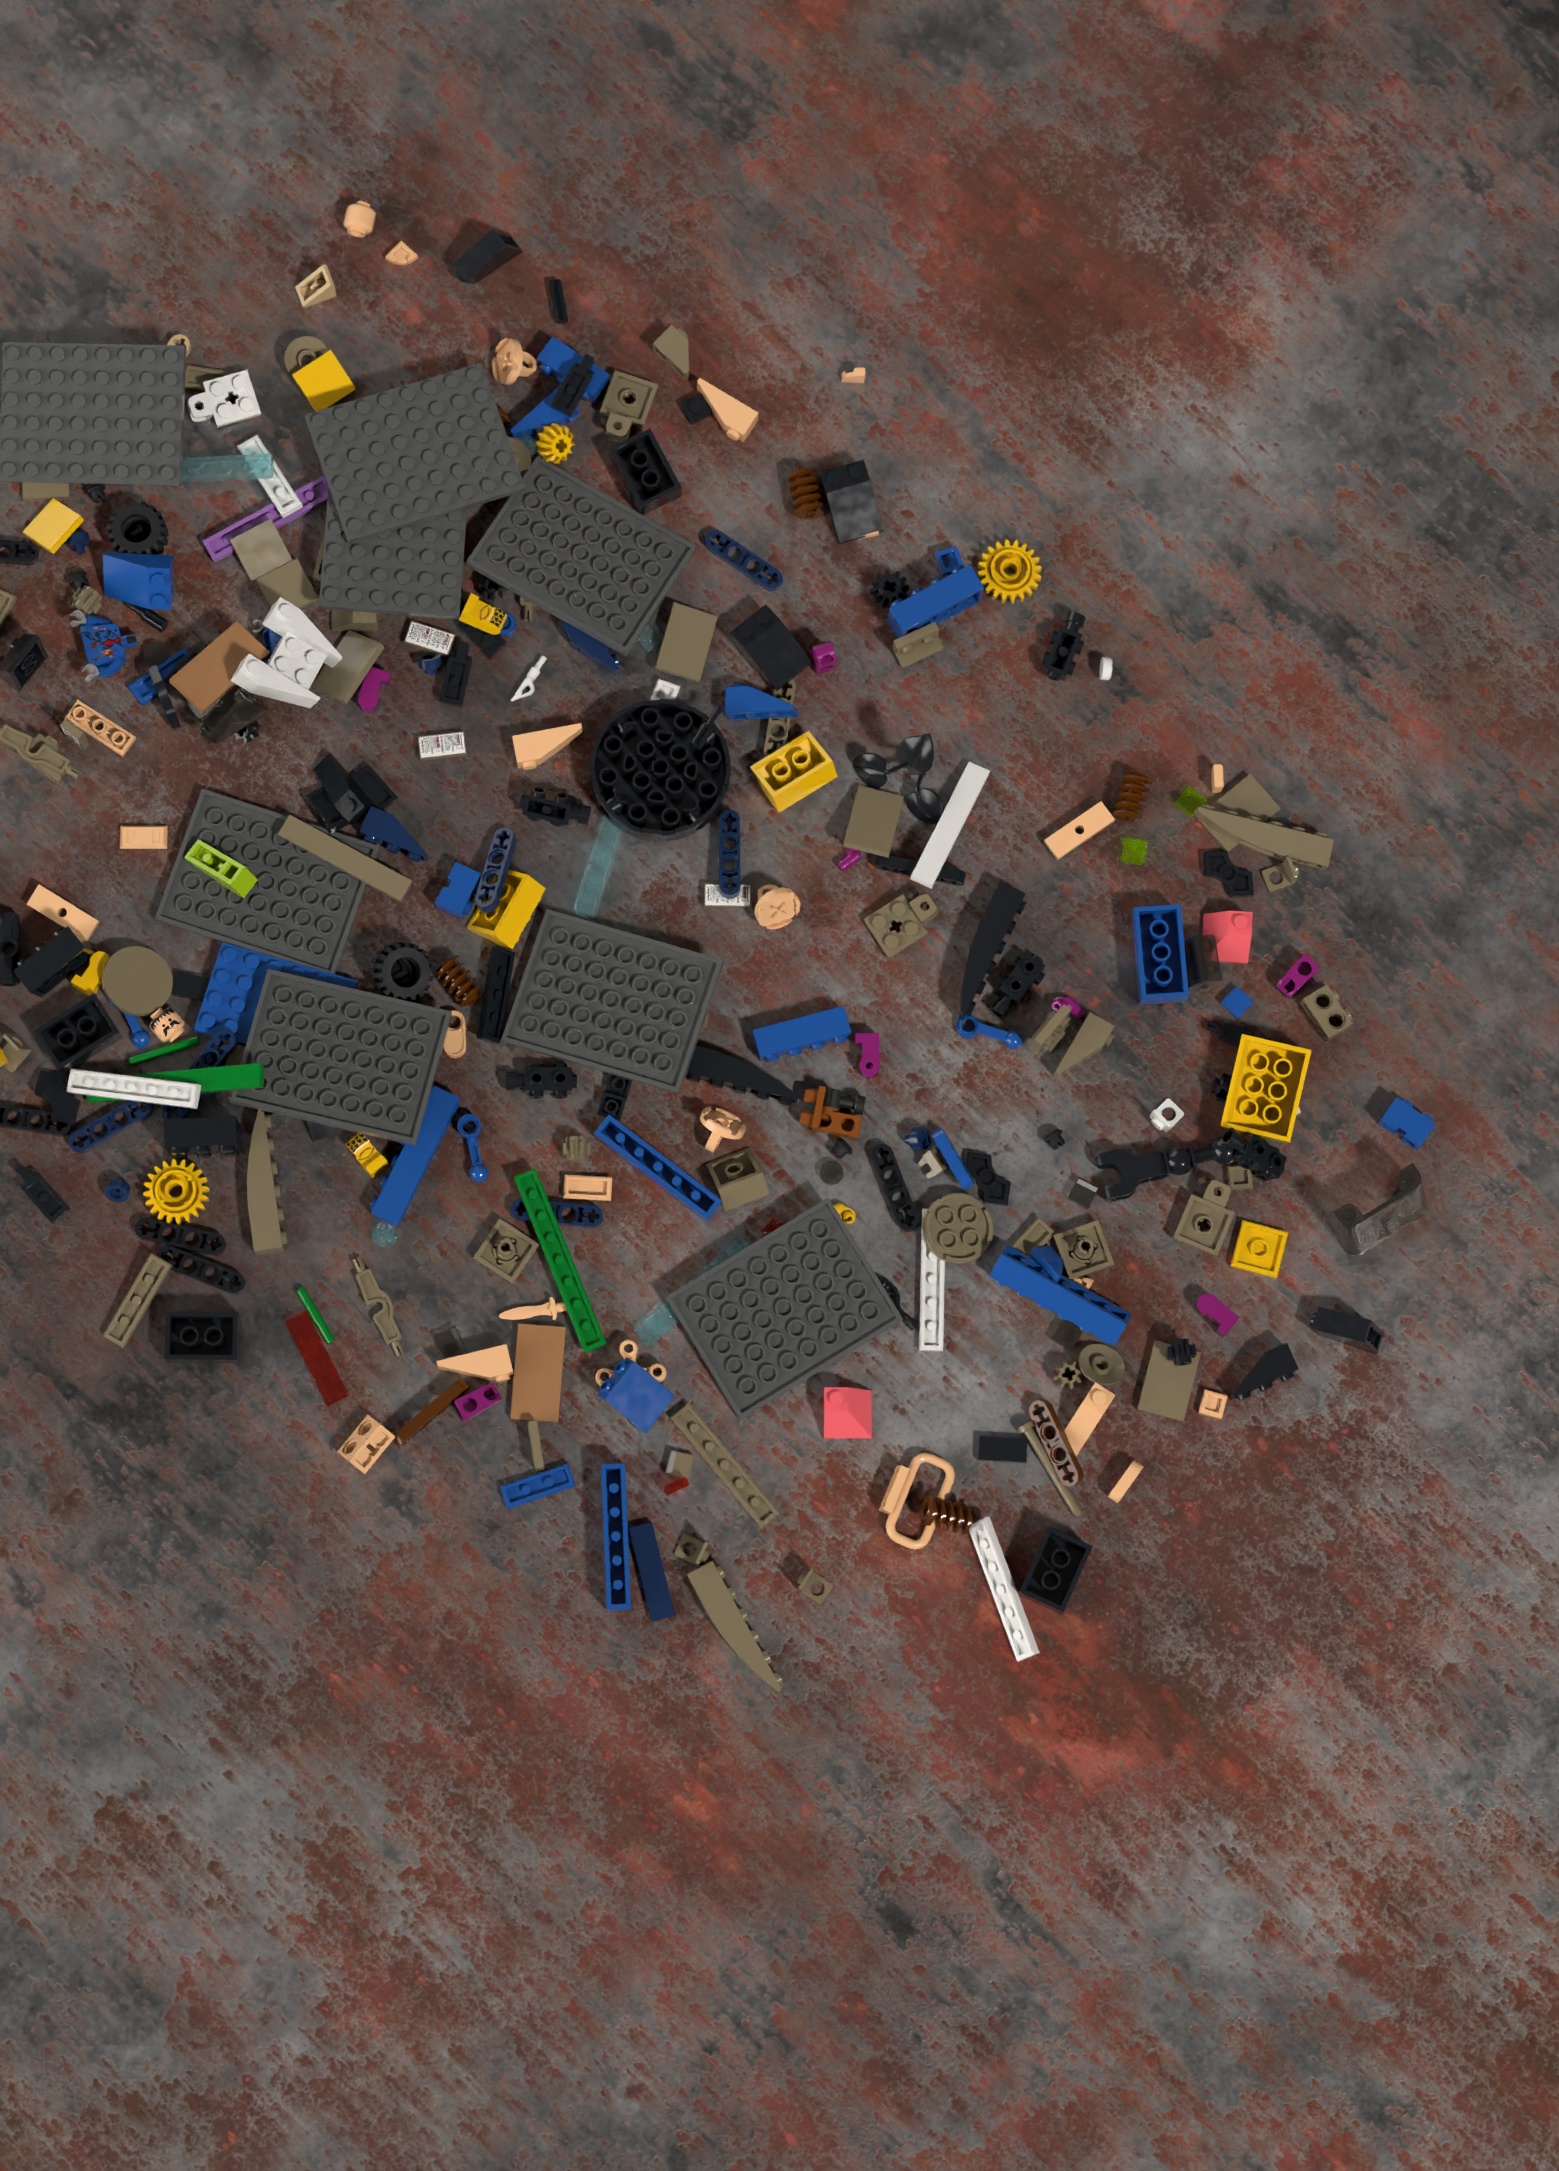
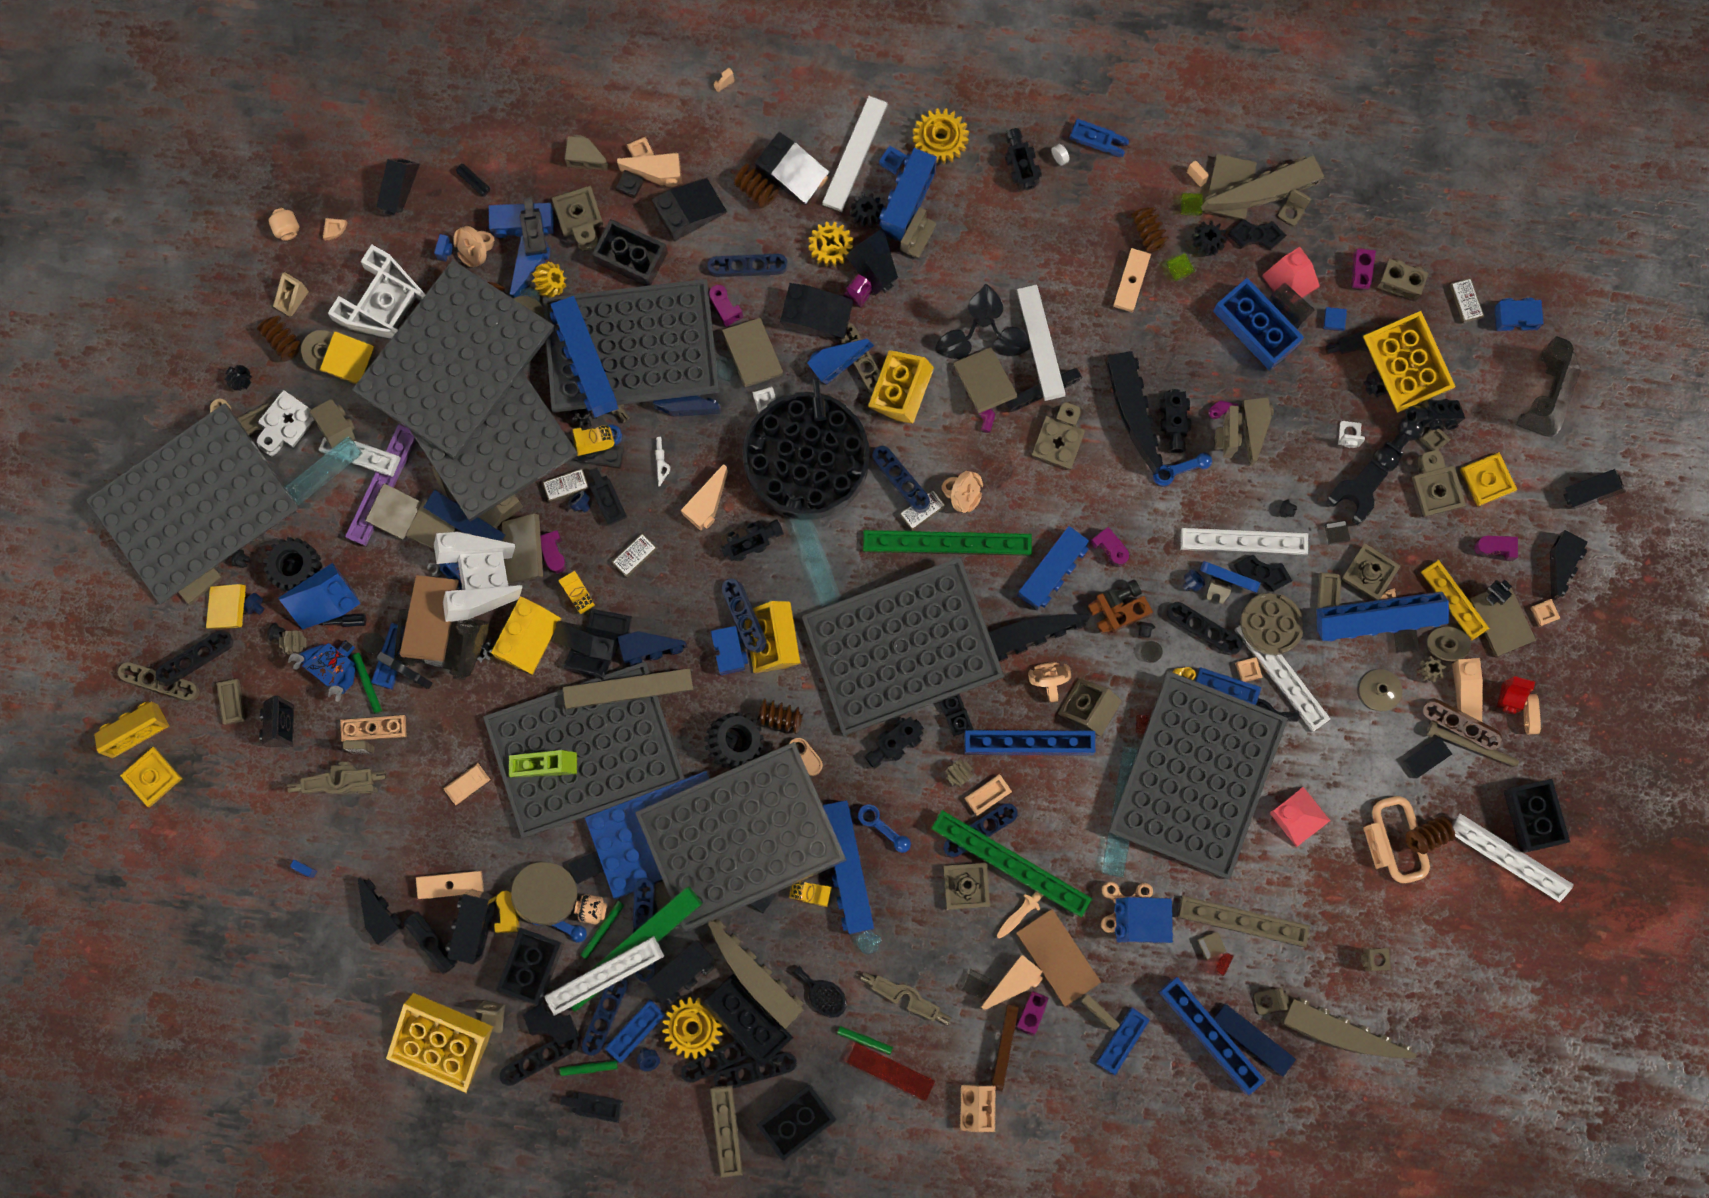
camera: 30 degrees left, 0 degrees up
(62, 1159) = (588, 1068): none -> green piece
(124, 683) = (367, 683): none -> green bar
(125, 1158) = (635, 1031): none -> blue tile
(216, 329) = (238, 377): none -> black gear
(227, 1221) = (747, 1020): none -> black tile
(266, 431) = (332, 423): none -> dark tan brick
(278, 320) = (279, 338): none -> reddish brown piece
(292, 745) = (526, 635): none -> yellow slope
(305, 1223) = (806, 979): none -> black piece
(308, 585) = (453, 514): none -> dark blue tile
(366, 740) = (577, 592): none -> yellow leg
(395, 354) = (383, 302): none -> white wedge
(484, 345) = (443, 248): none -> blue plate
(495, 995) = (813, 705): black plate -> none
(530, 535) = (584, 357): none -> blue brick
(694, 574) = (723, 306): none -> magenta leg
(727, 941) = (947, 542): none -> green tile
(730, 383) = (640, 148): none -> light nougat tile
(731, 469) = (688, 207): none -> black slope
(824, 600) = (828, 235): none -> yellow gear
(857, 642) = (874, 262): none -> black slope
(874, 1253) = (1229, 685): none -> blue tile
(905, 1254) = (1248, 670): none -> light nougat tile
(920, 530) = (855, 153): none -> white tile
(993, 1138) = (1244, 541): none -> white tile
(1001, 1369) = (1371, 694): none -> dark tan dish
(1049, 1261) = (1356, 598): blue tile -> none
(1122, 1452) = (1514, 694): none -> red arch
(1139, 1331) = (1459, 604): none -> yellow tile
(1152, 677) = (1098, 137): none -> blue hinge
(1178, 837) = (1217, 237): none -> black gear
(1371, 1076) = (1466, 300): none -> tile

